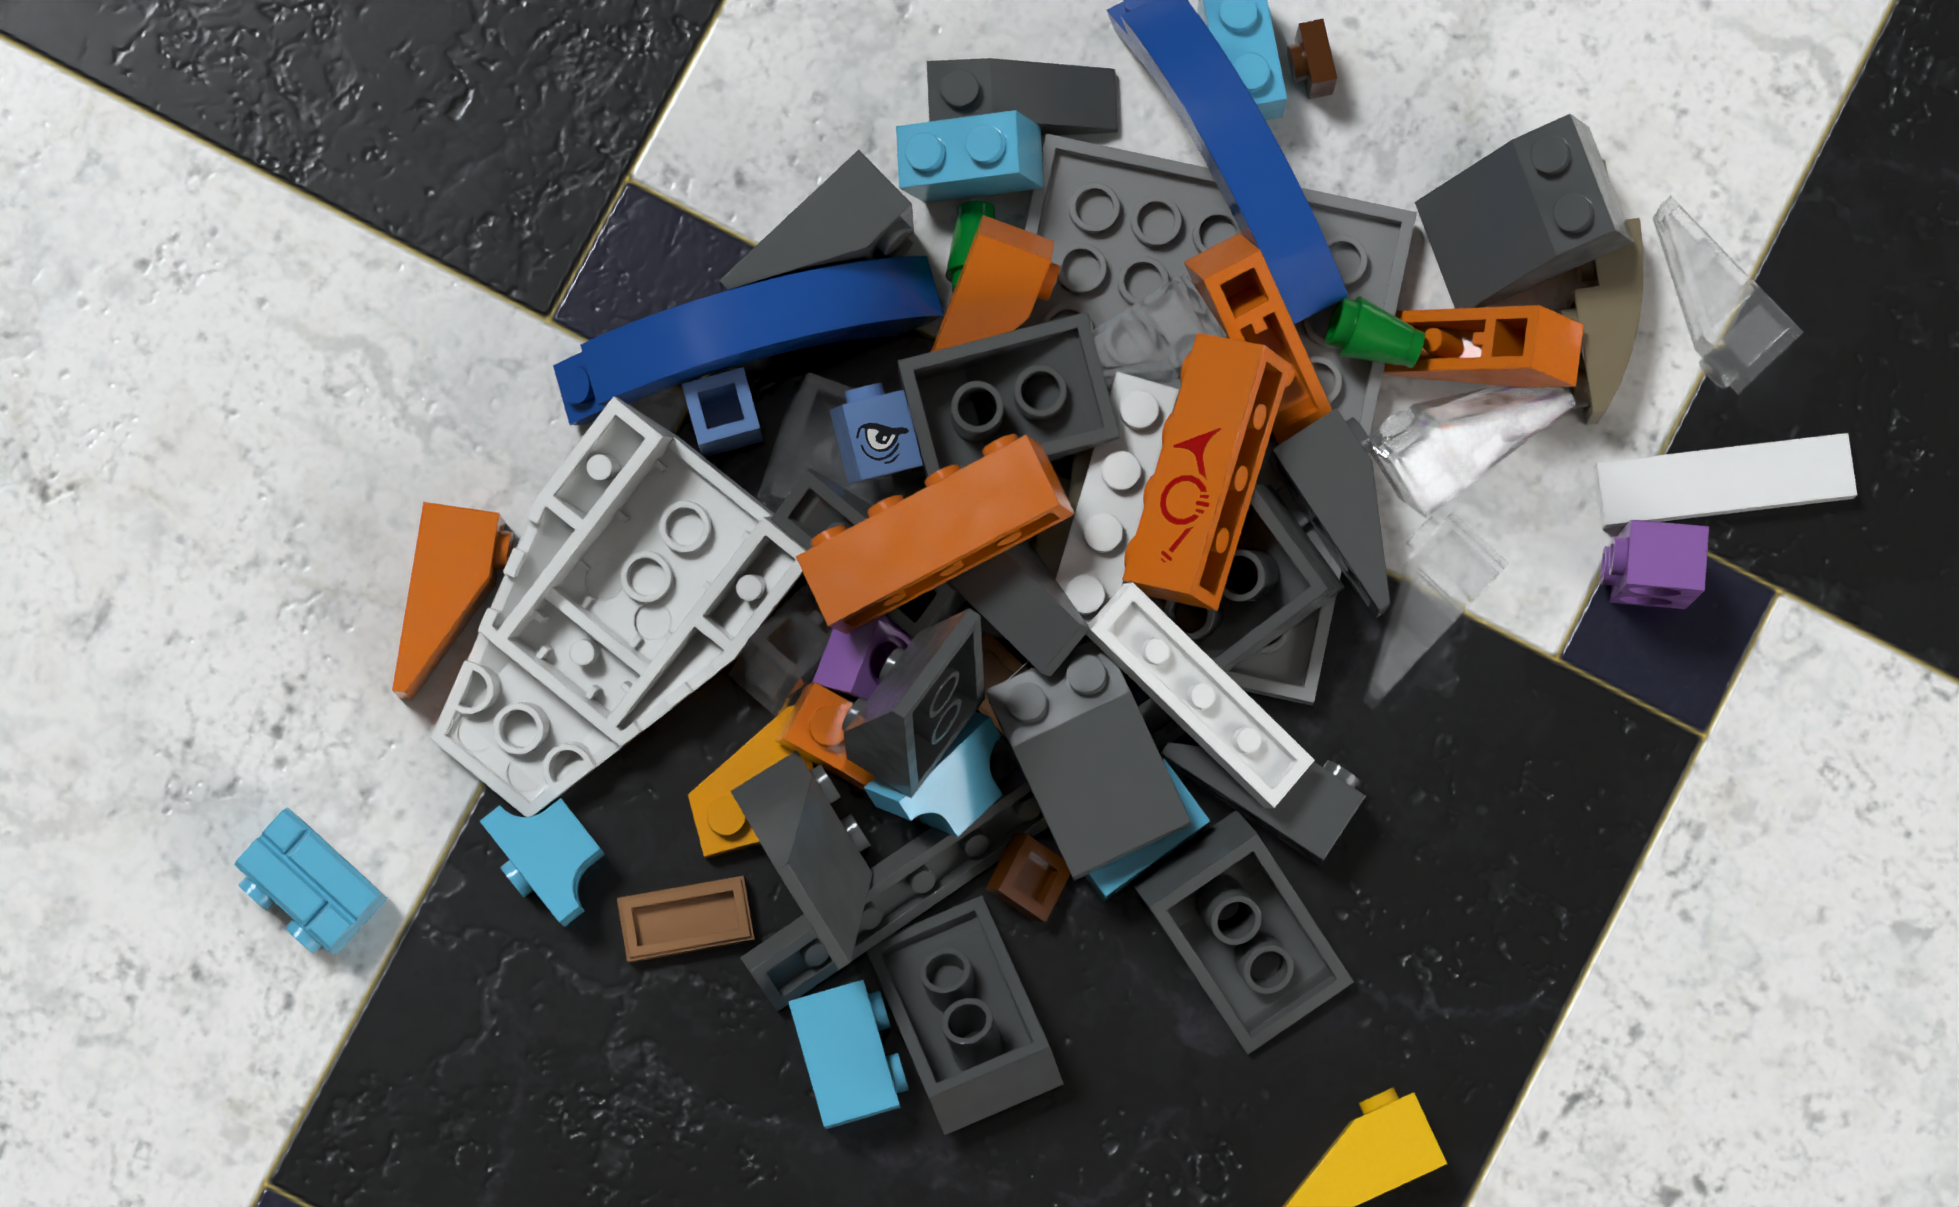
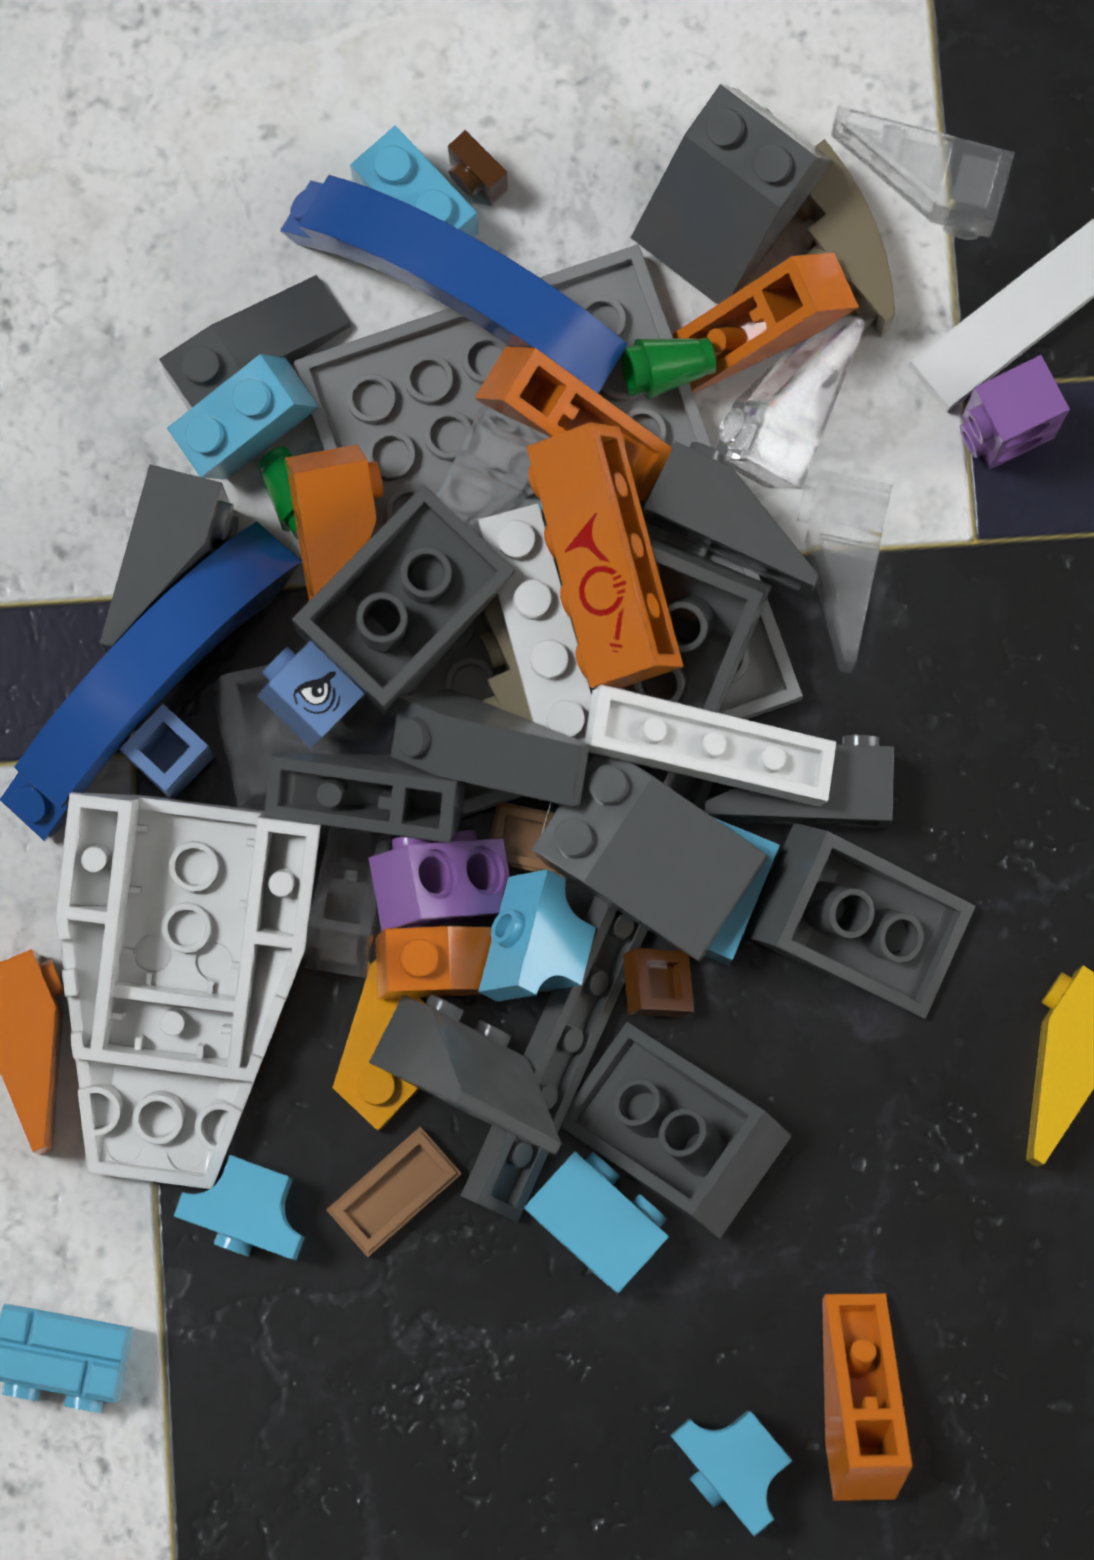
camera: 30 degrees left, 0 degrees up
(919, 704) = (484, 892): dark grey slope -> none
(934, 533) = (411, 743): orange brick -> none

